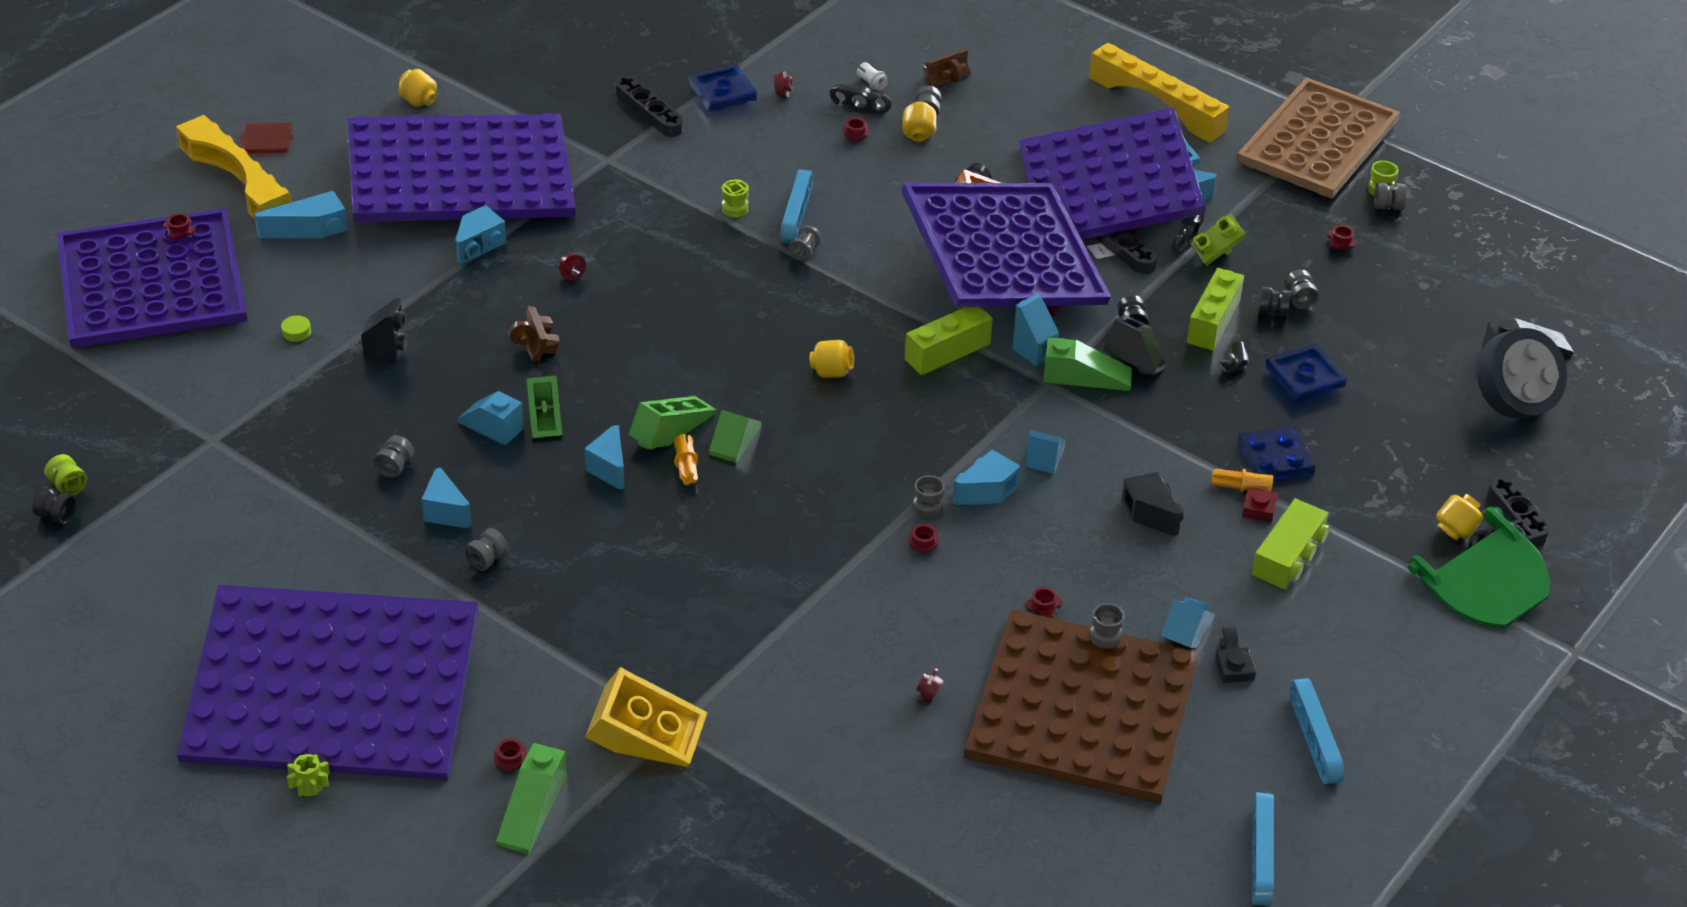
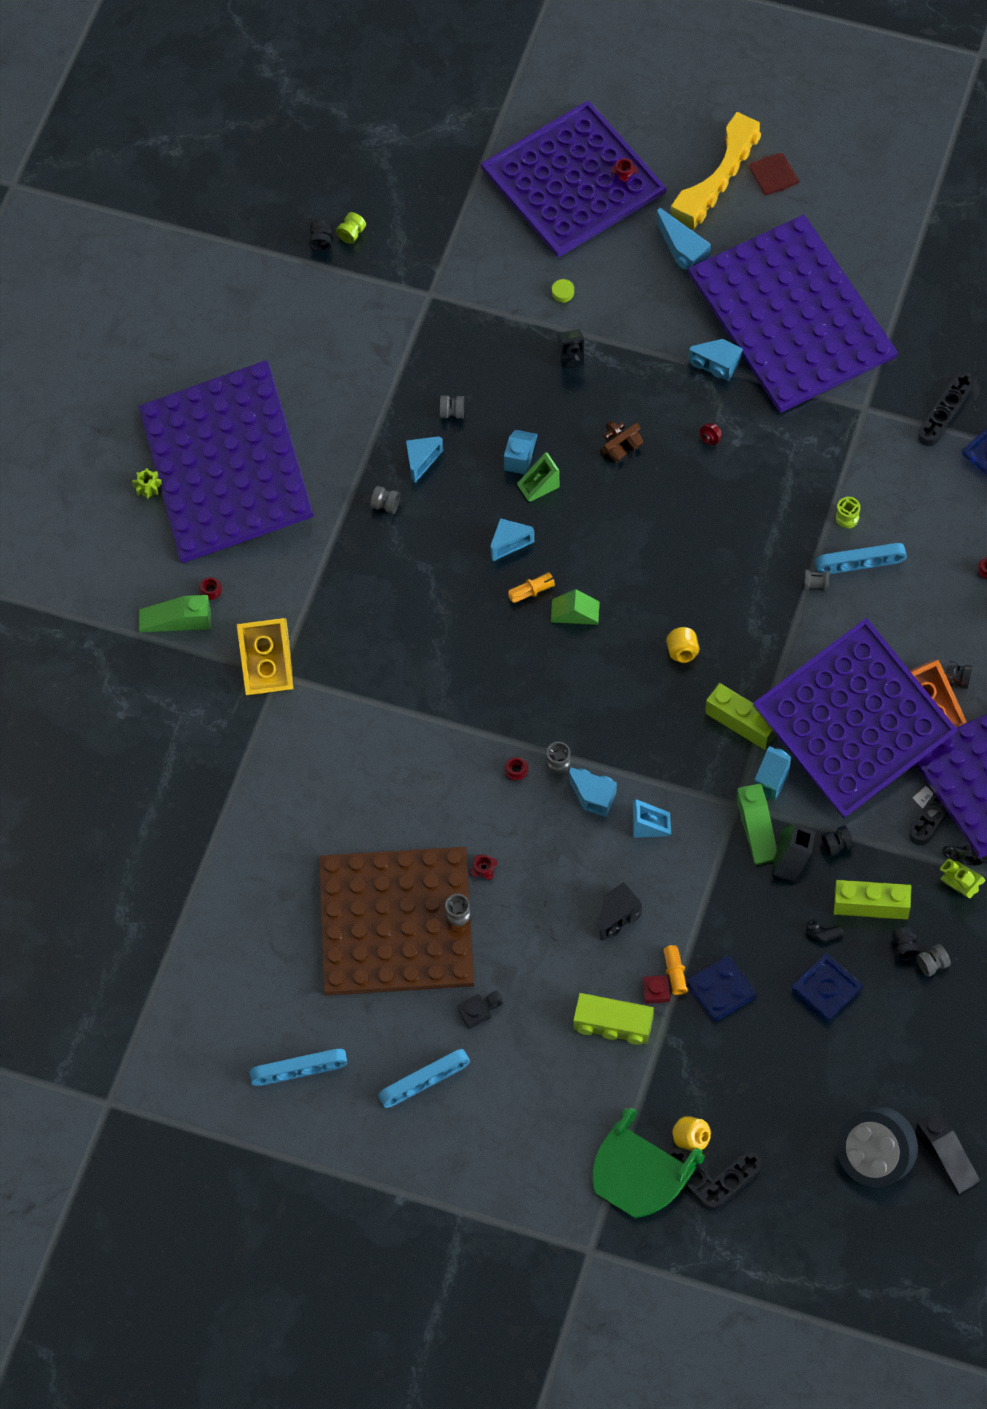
camera: 75 degrees right, 20 degrees up
(417, 88) = (877, 243): yellow head -> none
(663, 420) = (567, 562): bright green slope -> none
(929, 686) = (367, 815): dark red plate -> none
(1187, 622) = (497, 966): dark azure slope -> none

